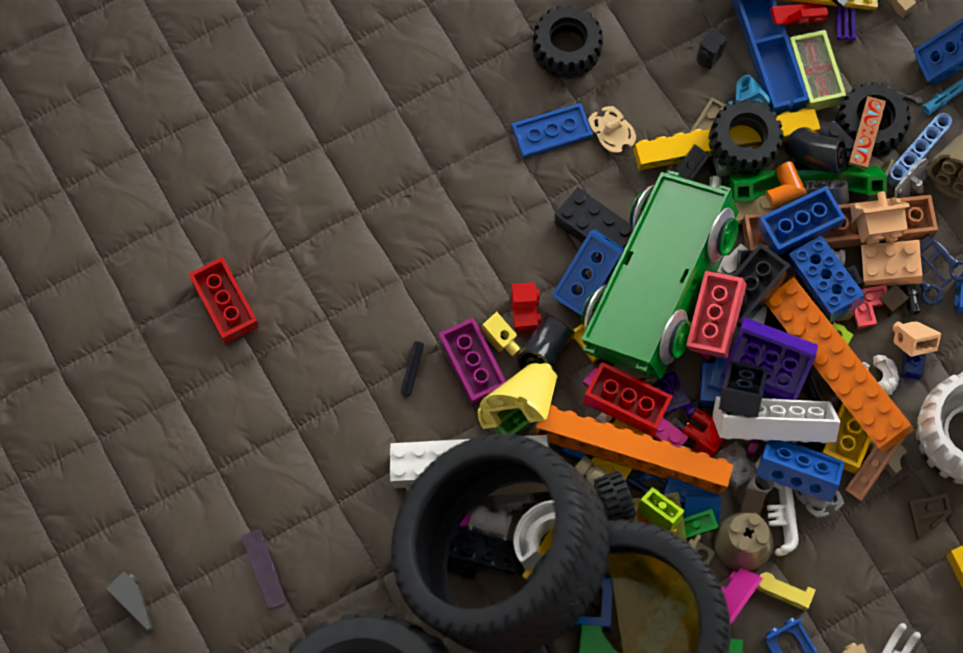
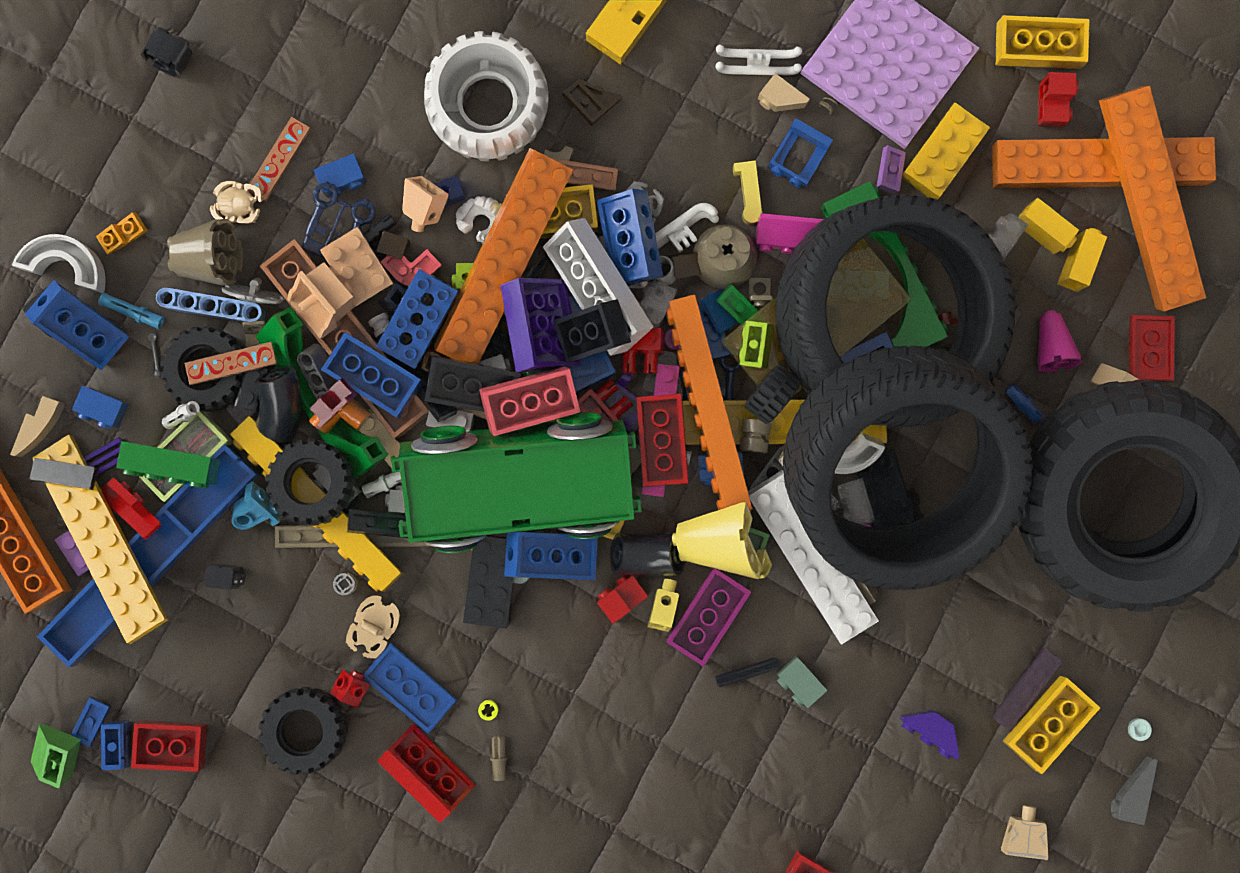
camera: 125 degrees left, 15 degrees up
(157, 497) = (1026, 836): none -> tan torso
(177, 637) = (1139, 729): none -> light aqua tile
(227, 566) = (1051, 724): none -> yellow brick
(280, 477) = (933, 730): none -> dark purple slope
(380, 401) = (801, 682): none -> sand green brick
(462, 160) = (498, 758): none -> dark tan axle
(484, 106) = (426, 773): none -> red slope
(498, 168) = (482, 706): none -> neon yellow bush
(578, 88) = (350, 687): none -> red brick
(657, 130) = (345, 583): none -> light grey wheel
(680, 371) = (594, 402): none -> red brick
(796, 180) = (333, 402): none -> panel
(816, 50) = (163, 463): none -> green brick
(844, 83) = (182, 409): none -> white pin
(885, 37) = (99, 406): none -> blue brick

